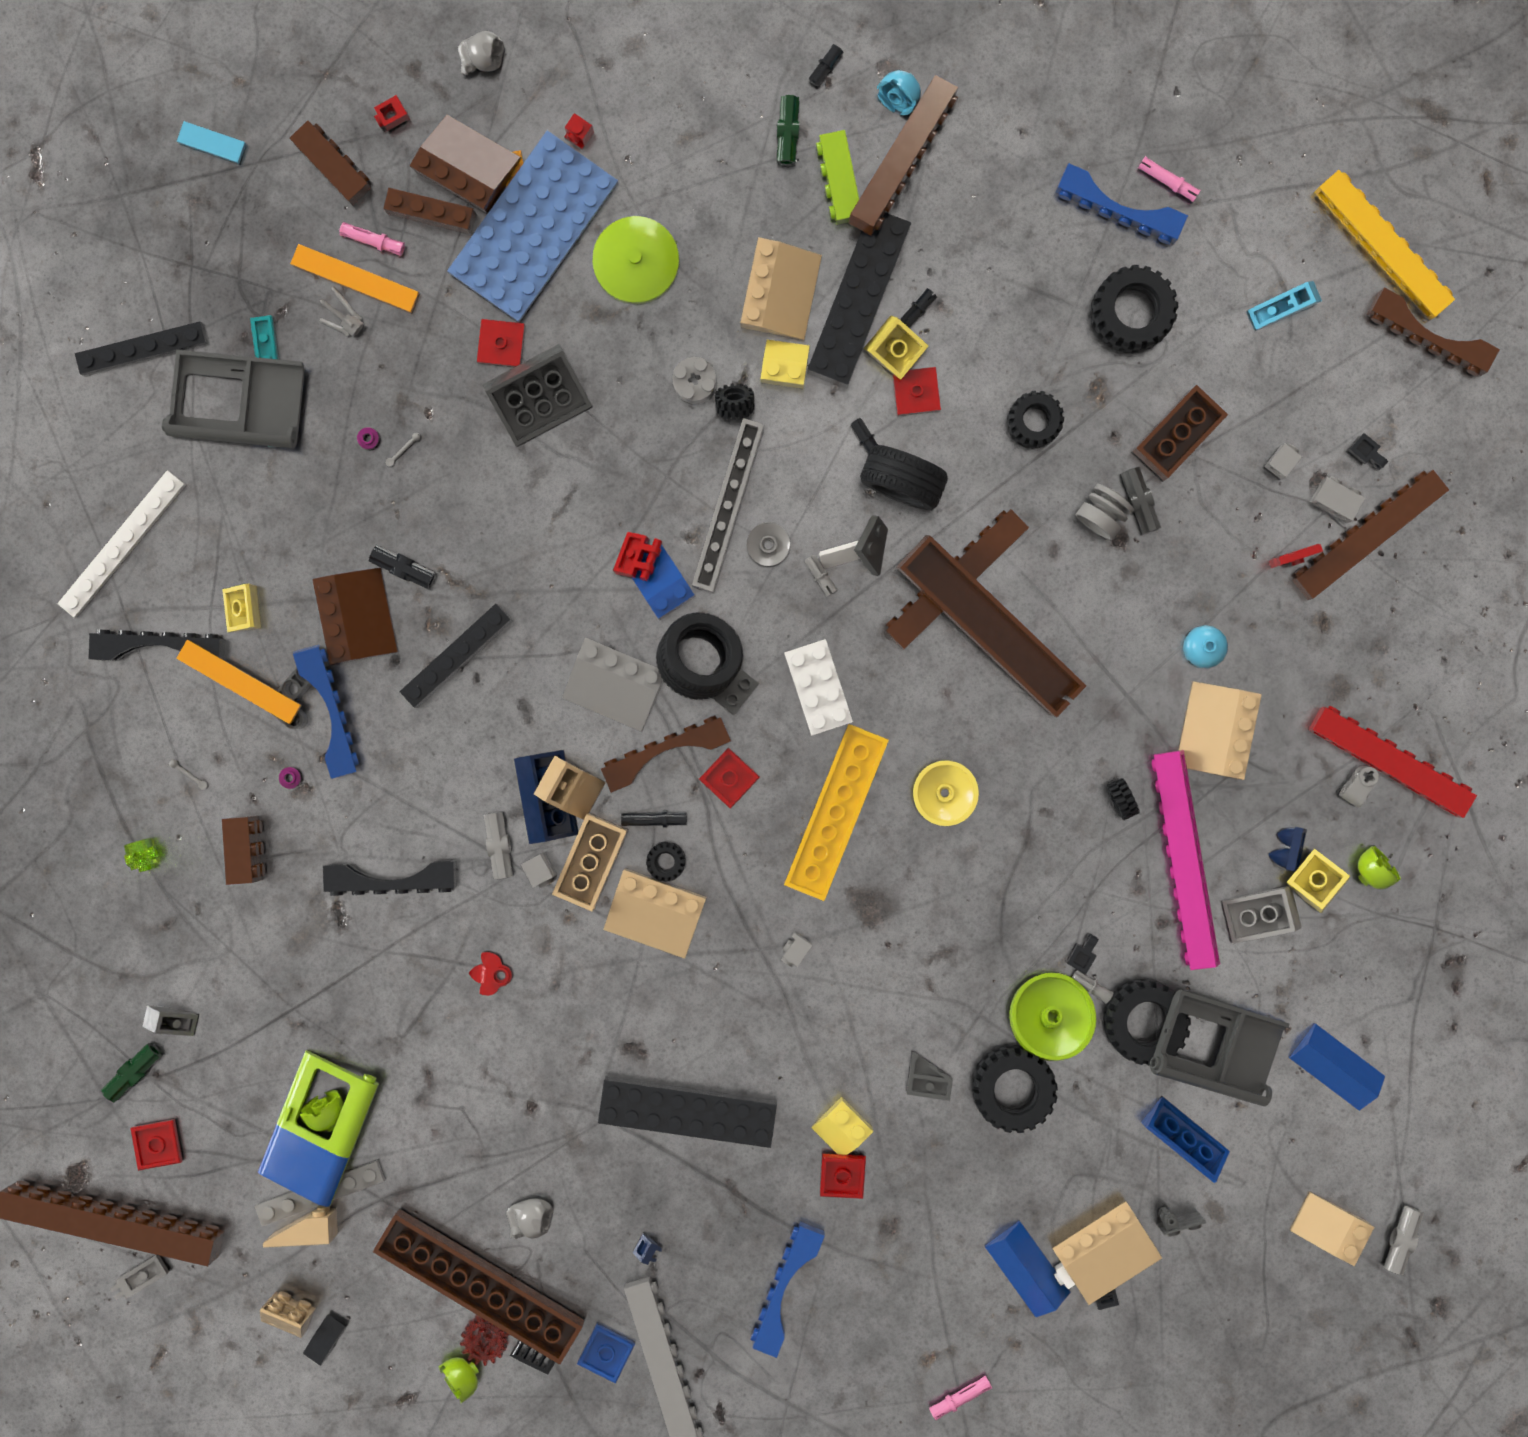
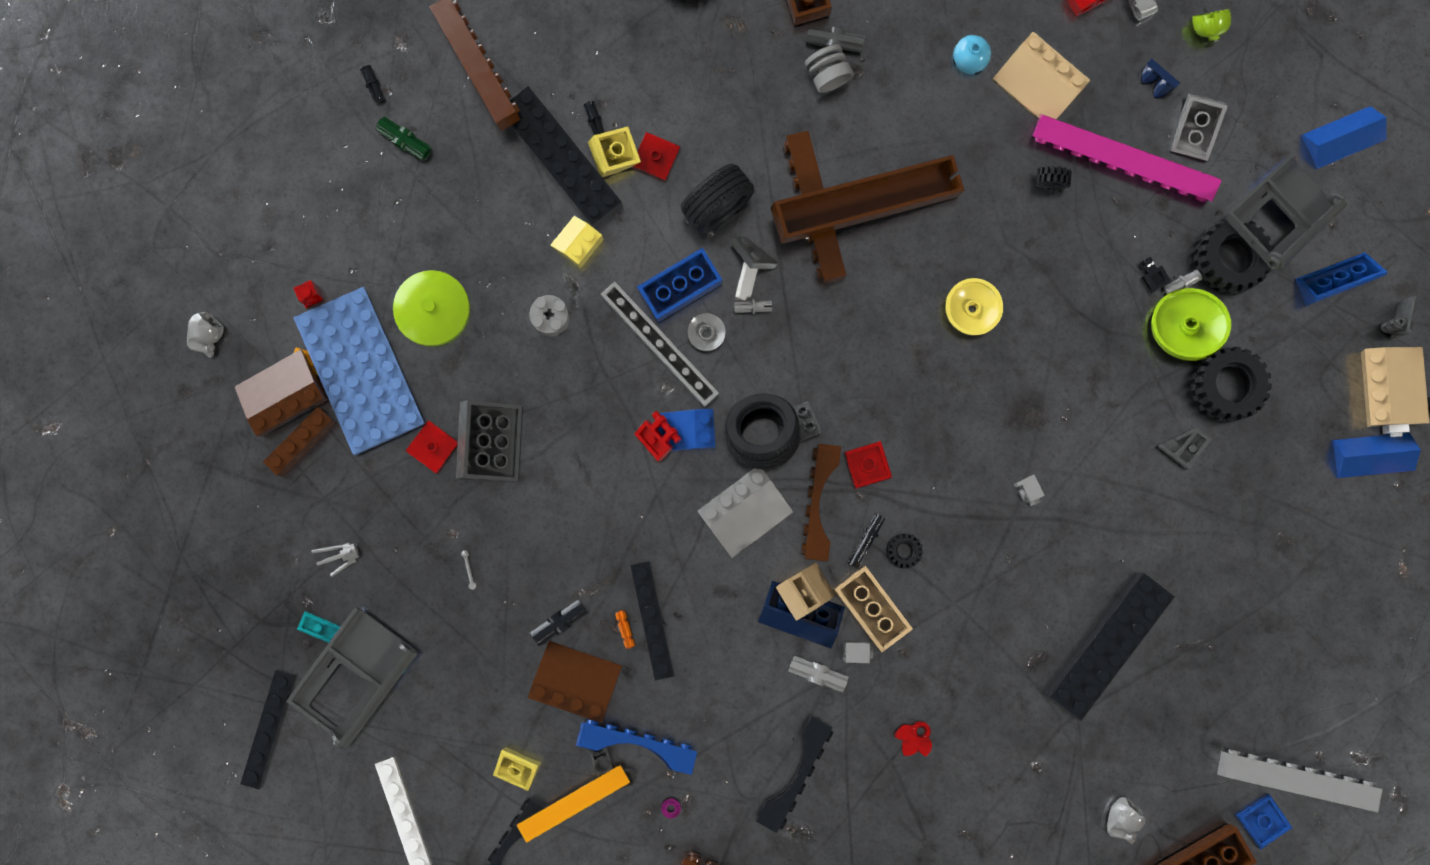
camera: 60 degrees left, 5 degrees down
(211, 142) = (144, 580): medium azure tile -> none
(330, 163) = (216, 496): reddish brown brick -> none
(354, 278) = (315, 530): light orange tile -> none
(364, 236) = (295, 497): bright pink pin -> none
(374, 438) = (450, 591): magenta plate -> none
(388, 107) = (203, 422): red brick -> none
(433, 634) = (625, 629): none -> orange axle
(645, 1249) = (1199, 741): dark blue tile -> none
(654, 913) = (940, 582): tan slope -> none
(734, 401) = (583, 294): black tyre -> none
(780, 289) = (519, 212): tan slope -> none
(798, 490) = (680, 285): none -> blue brick
(804, 1247) = (1265, 616): blue arch -> none
(818, 687) = (838, 357): white brick -> none
(836, 812) = (940, 399): yellow plate -> none
(839, 173) = (461, 120): lime brick -> none
(842, 1176) = (1225, 555): red plate -> none
(843, 1128) = (1188, 533): light yellow slope -> none
(863, 434) = (666, 213): black axle -> none
(899, 91) = (425, 40): medium azure cylinder -> none
(1048, 406) = (734, 66): black tyre -> none
(1318, 881) = (1197, 70): light yellow slope -> none

